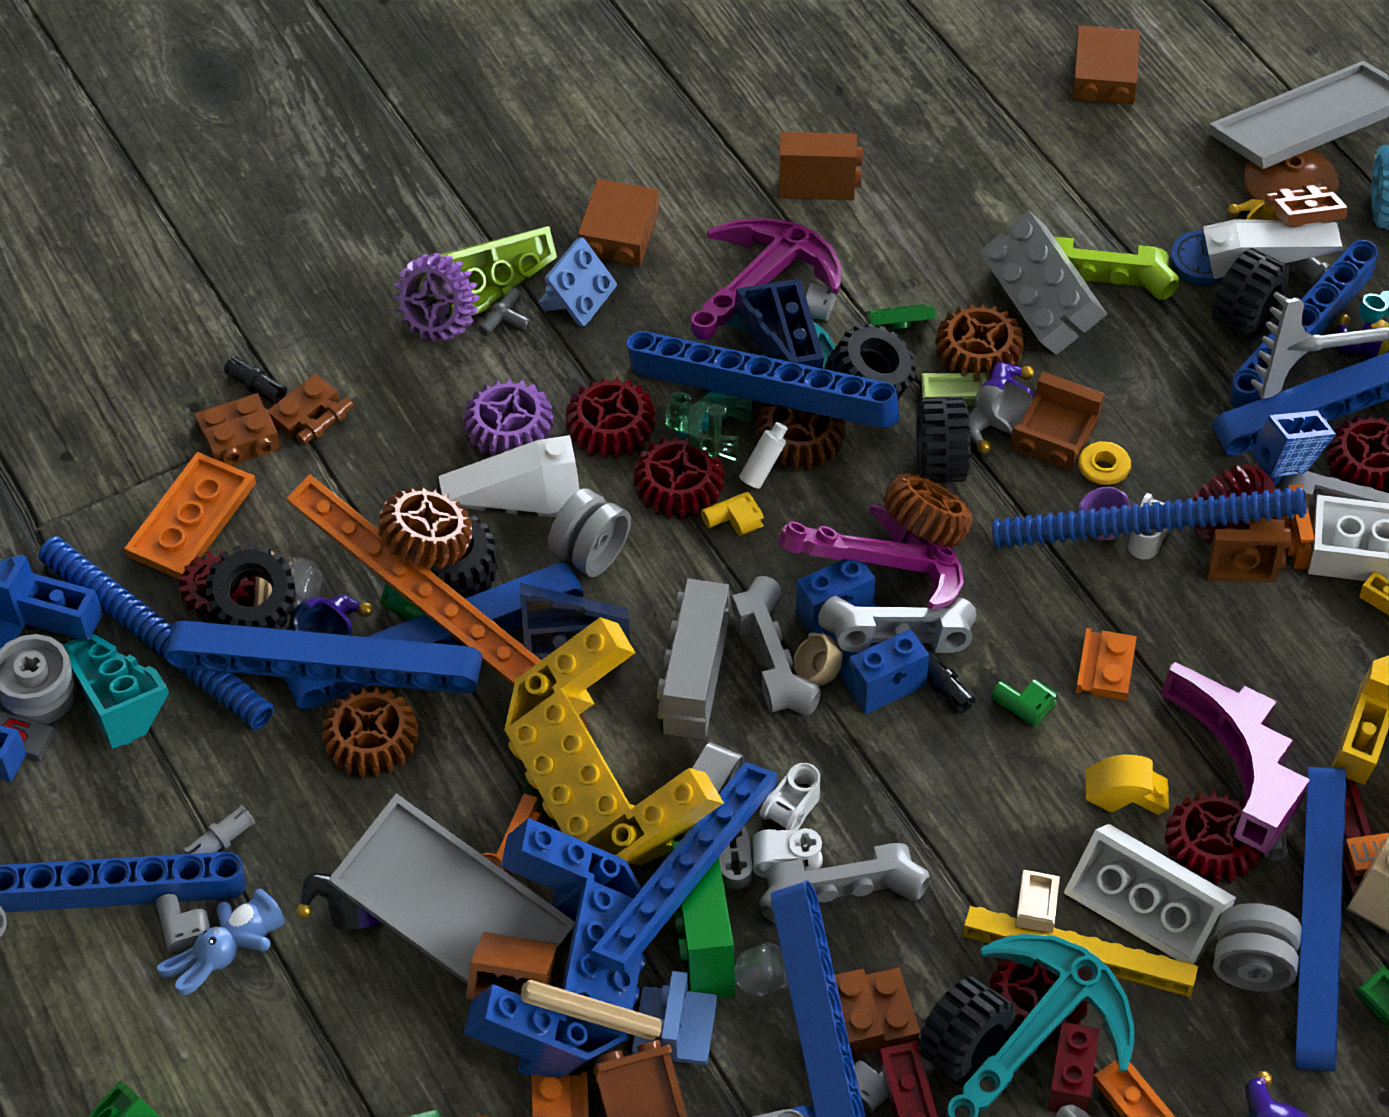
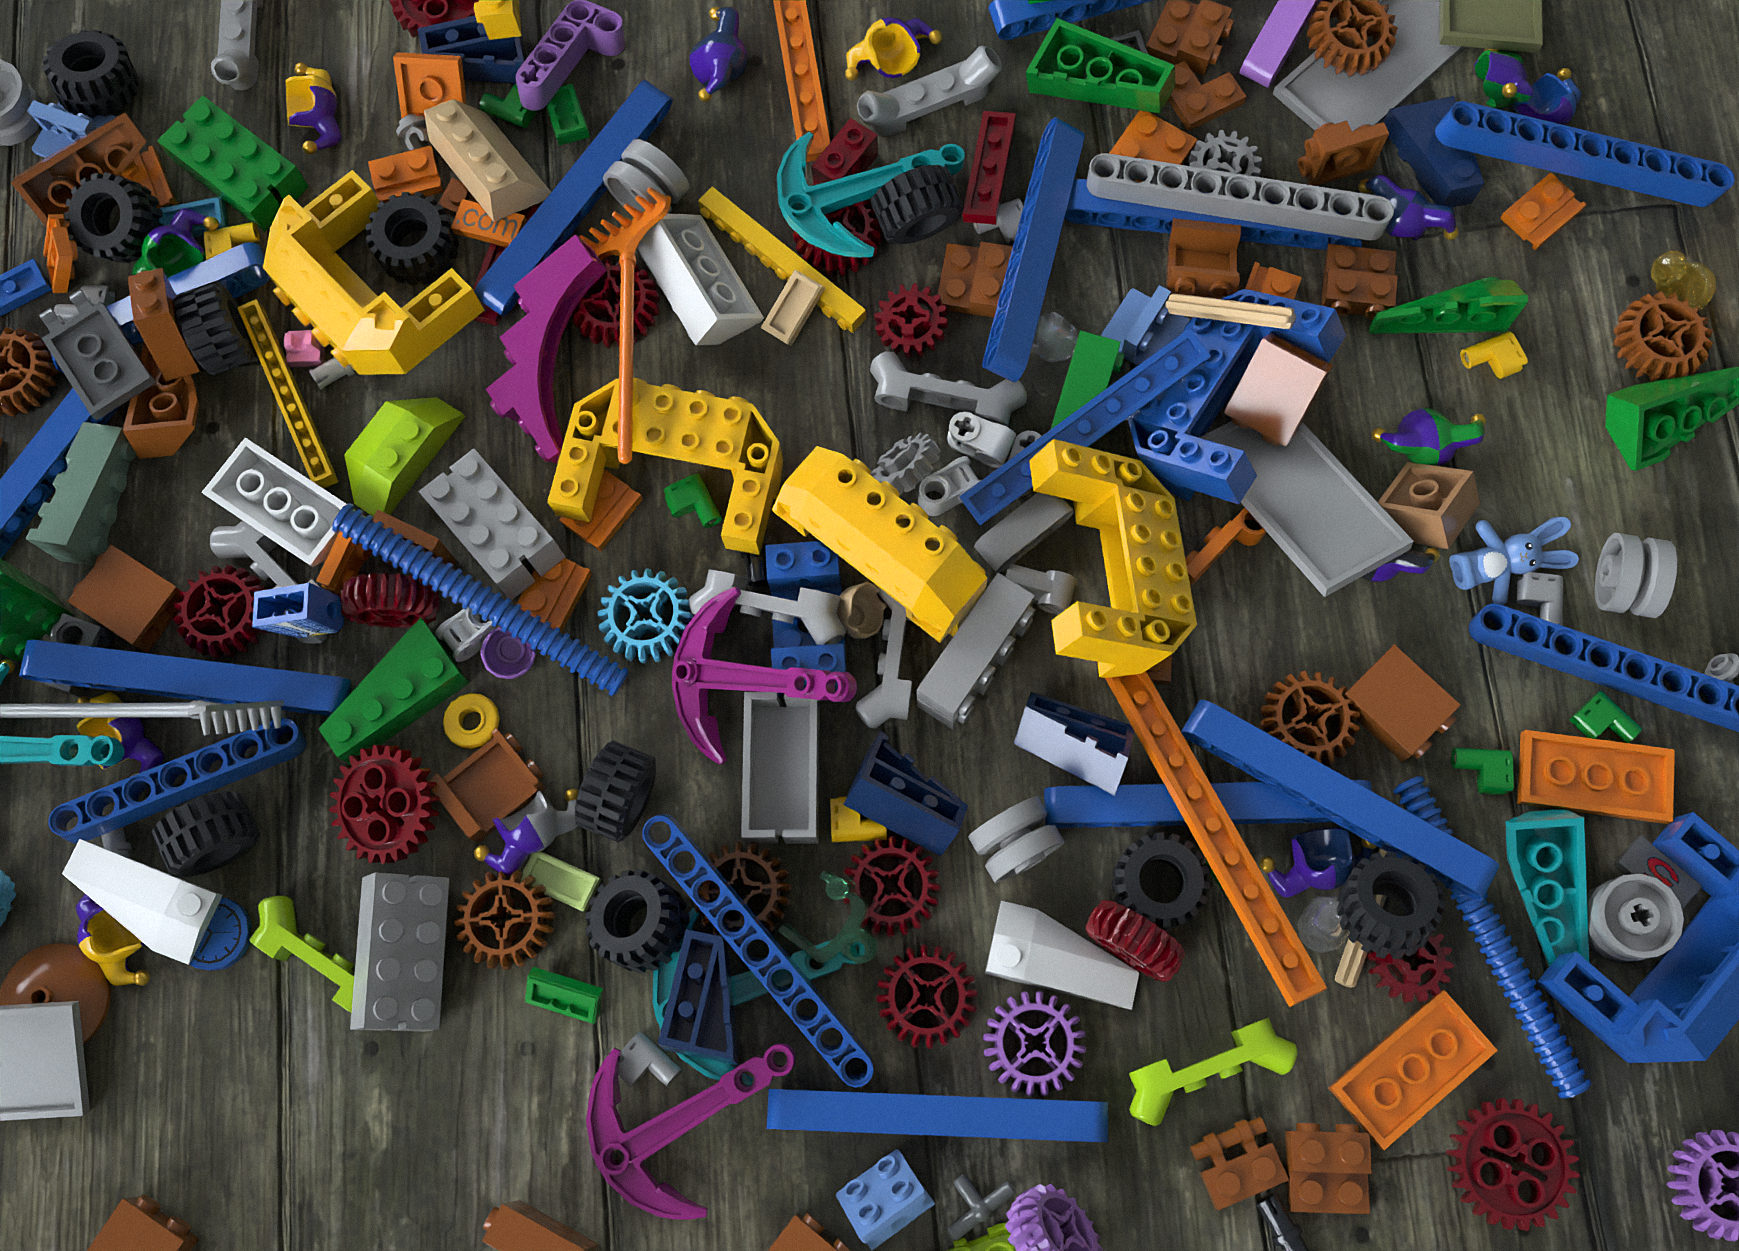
camera: 150 degrees left, 20 degrees up
(89, 482) = (1501, 1195): none -> dark red gear
(91, 787) = (1596, 776): none -> orange plate
(99, 954) = (1635, 575): none -> light grey wheel
(100, 842) = (1601, 713): none -> green piece
(188, 762) = (1492, 767): none -> green piece
(221, 834) = (1485, 671): light grey pin -> none
(291, 775) = (1401, 704): none -> dark orange brick
(323, 952) = (1431, 502): none -> medium nougat slope
(340, 1022) = (1431, 437): none -> piece
(394, 432) = (1254, 1043): none -> lime plate
(425, 528) = (1198, 868): dark orange gear -> none
(473, 491) = (1135, 940): none -> dark red gear
(558, 349) = (937, 1115): none -> blue beam
(654, 747) = (1051, 589): none -> light grey piece
(704, 531) = (904, 799): none -> dark blue wedge
(764, 456) = (798, 861): white cylinder -> none
(811, 497) = (780, 769): none -> light grey piece
(822, 670) = (883, 539): none -> yellow wedge
(843, 787) = (907, 462): none -> light grey gear
(913, 935) = (900, 311): none -> dark red gear
(927, 510) = (679, 739): dark orange gear -> none
(1028, 594) = (636, 627): none -> medium azure gear
(1061, 721) = (681, 428): none -> yellow wedge
(1104, 584) = (555, 593): none -> orange plate
(1126, 780) = (662, 367): yellow brick -> none
(1129, 372) = (384, 804): none -> dark red gear
(1177, 451) = (395, 693): none -> green wedge
(1189, 597) = (492, 523): none -> light grey piece
(1234, 882) = (623, 243): none -> orange piece
(1306, 205) = (78, 892): dark orange plate -> none
(1324, 641) = (397, 450): none -> lime wedge

